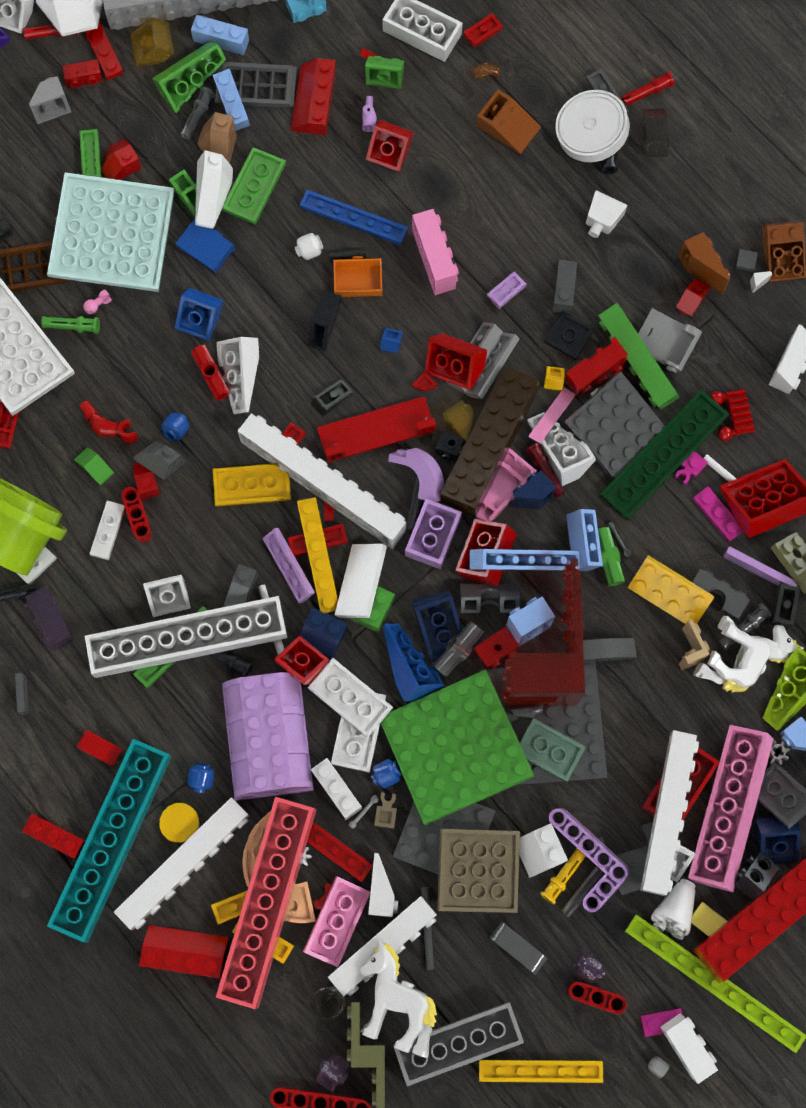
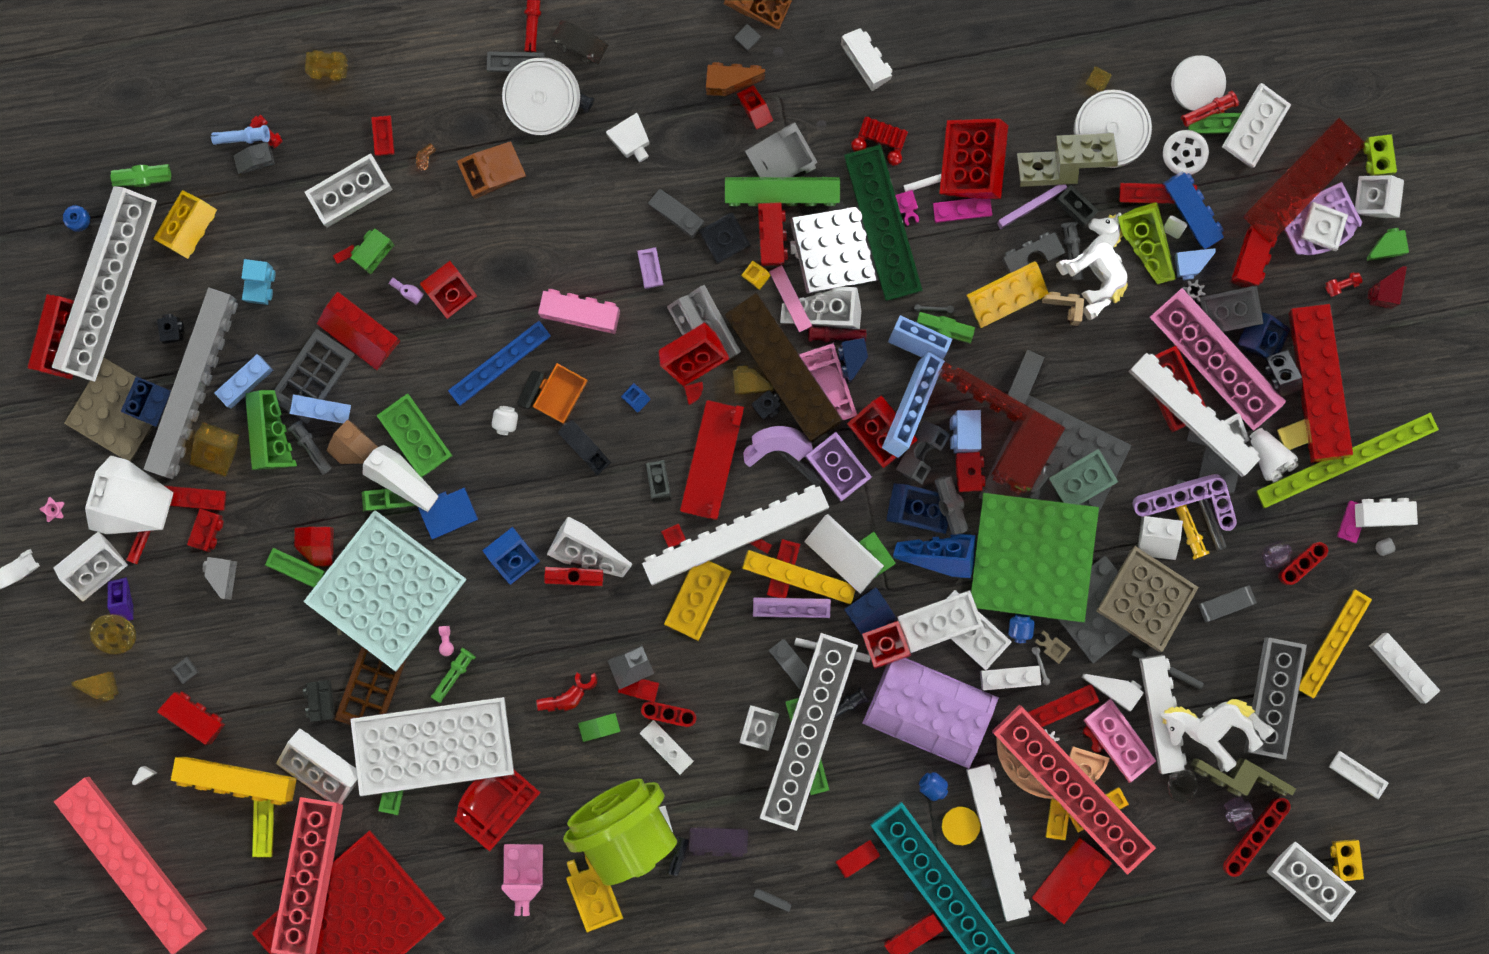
camera: 60 degrees left, 10 degrees up
(175, 426) = (606, 635): blue head -> none
(759, 280) = (773, 39): white slope -> none

